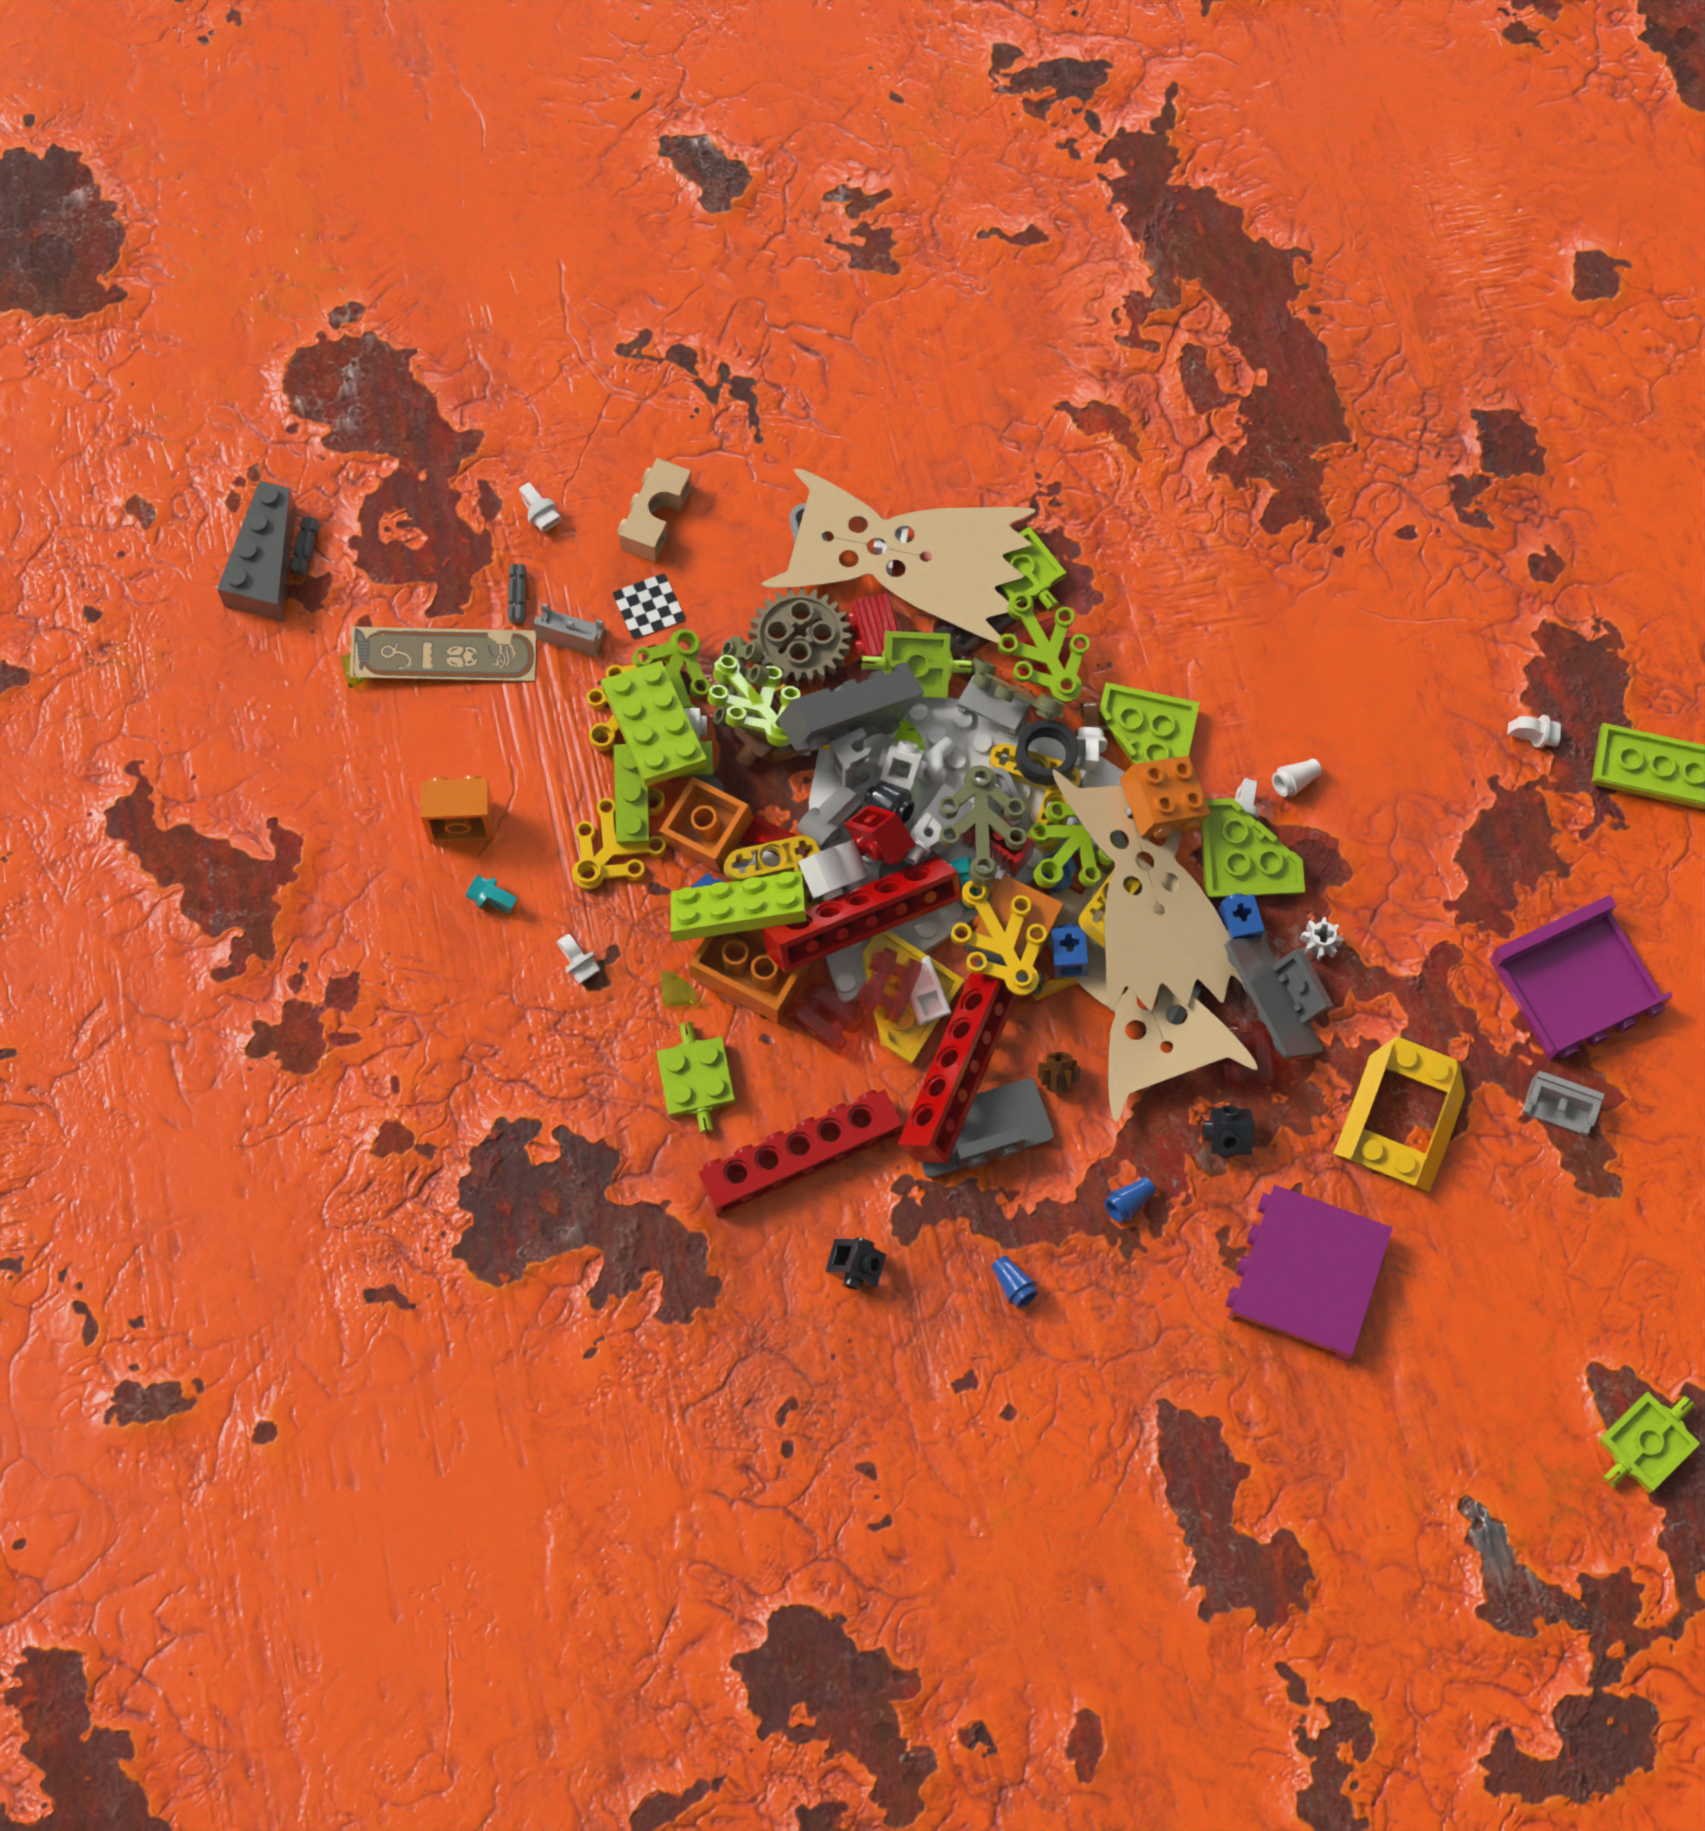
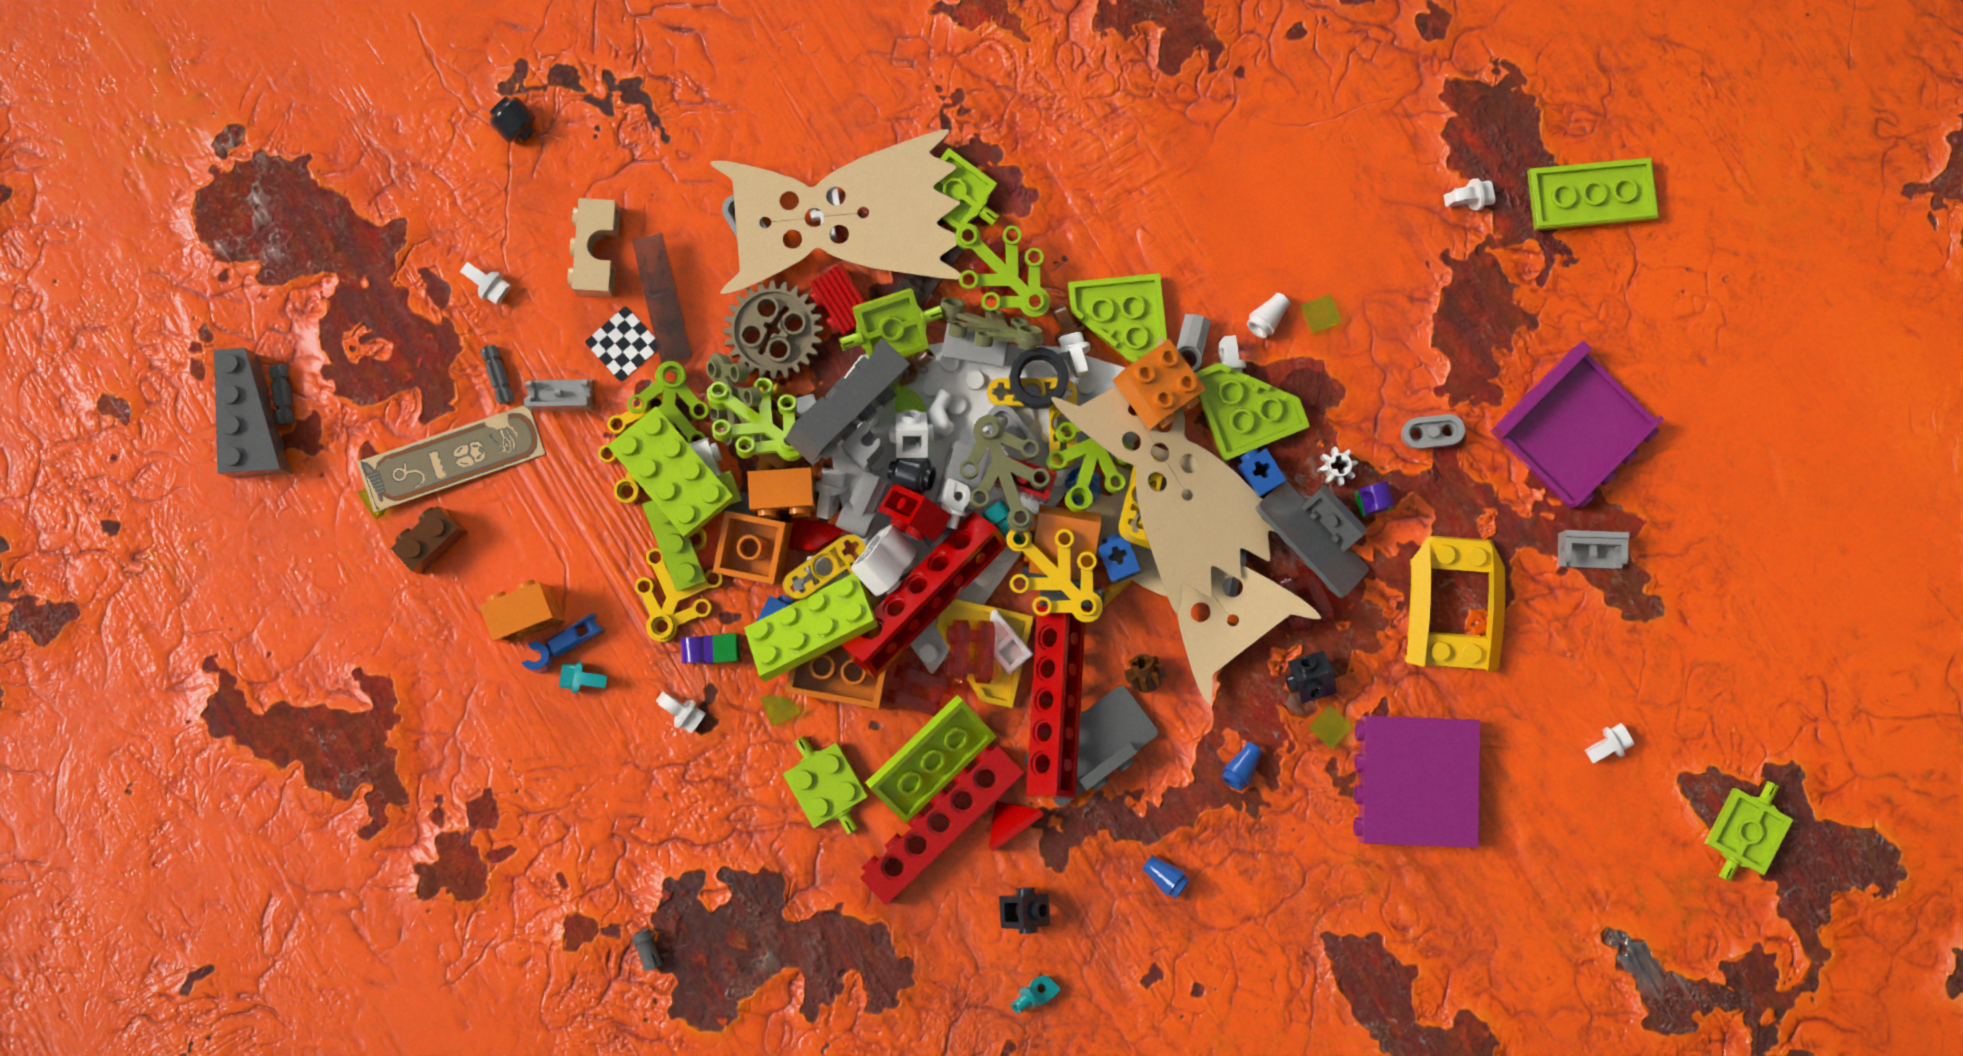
camera: 15 degrees left, 15 degrees up
(392, 717) = (428, 539): none -> reddish brown brick
(455, 1176) = (646, 949): none -> dark grey pin
(483, 857) = (563, 643): none -> blue piece
(620, 374) = (512, 119): none -> black head
(629, 909) = (711, 649): none -> leg
(703, 572) = (662, 297): none -> clear smoke slope
(757, 779) = (782, 493): none -> orange brick
(800, 799) = (829, 489): none -> white piece
(812, 1081) = (931, 759): none -> lime plate
(832, 1358) = (1031, 997): none -> teal piece
(872, 1175) = (1009, 821): none -> red slope
(929, 707) = (917, 365): none -> reddish brown piece
(1215, 771) = (1193, 338): none -> light grey piece
(1234, 1192) = (1330, 727): none -> clear neon green tile
(1349, 793) = (1320, 314): none -> clear neon green tile
(1349, 979) = (1374, 499): none -> dark purple leg
(1428, 937) = (1431, 431): none -> light grey plate
(1532, 1301) = (1616, 740): none -> white piece

